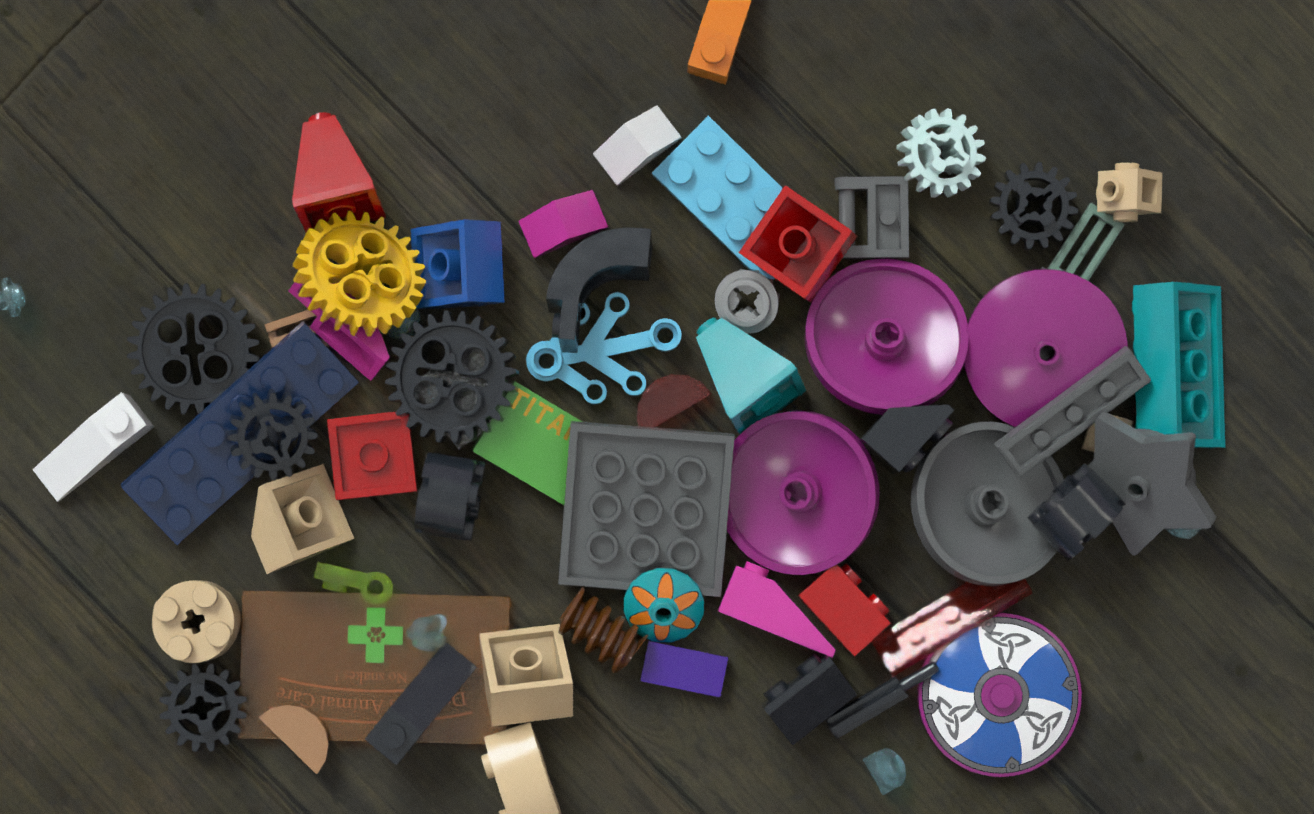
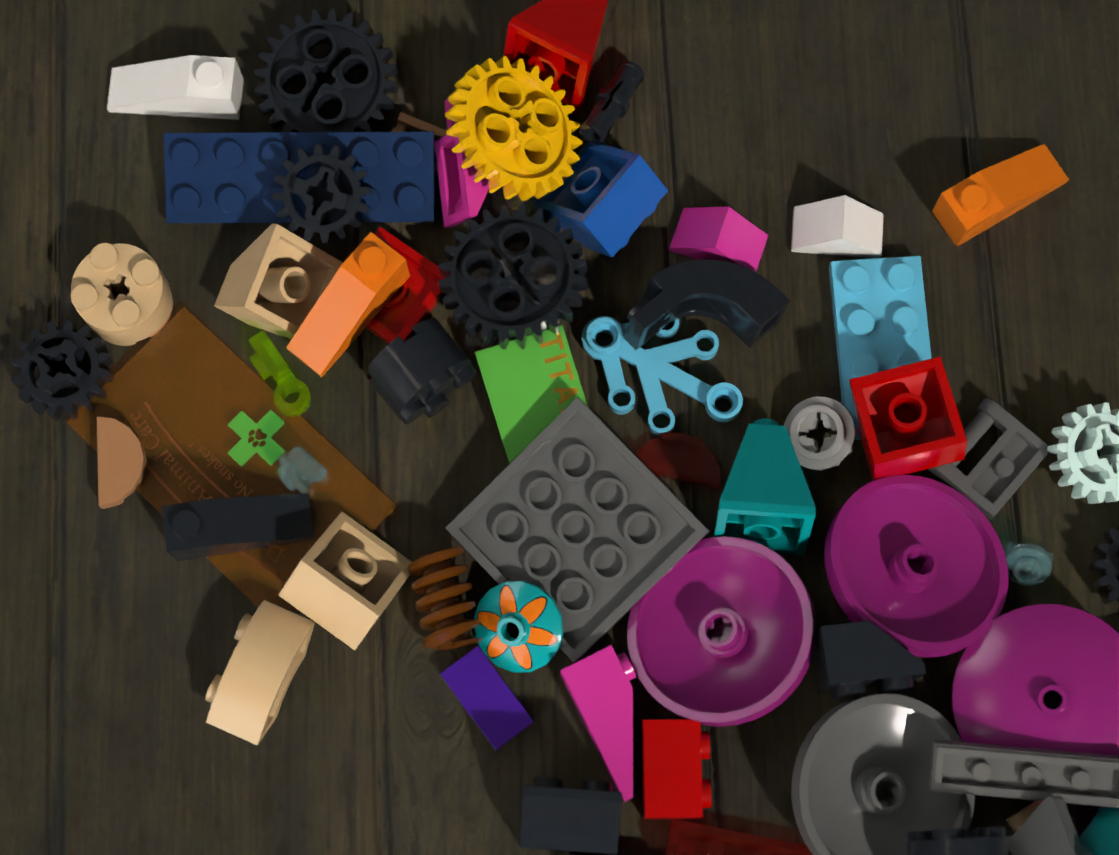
camera: 40 degrees right, 10 degrees down
(359, 495) = (349, 303): none -> orange slope
(405, 190) = (612, 102): none -> black pin
(955, 267) = (1027, 563): none -> clear light blue plate

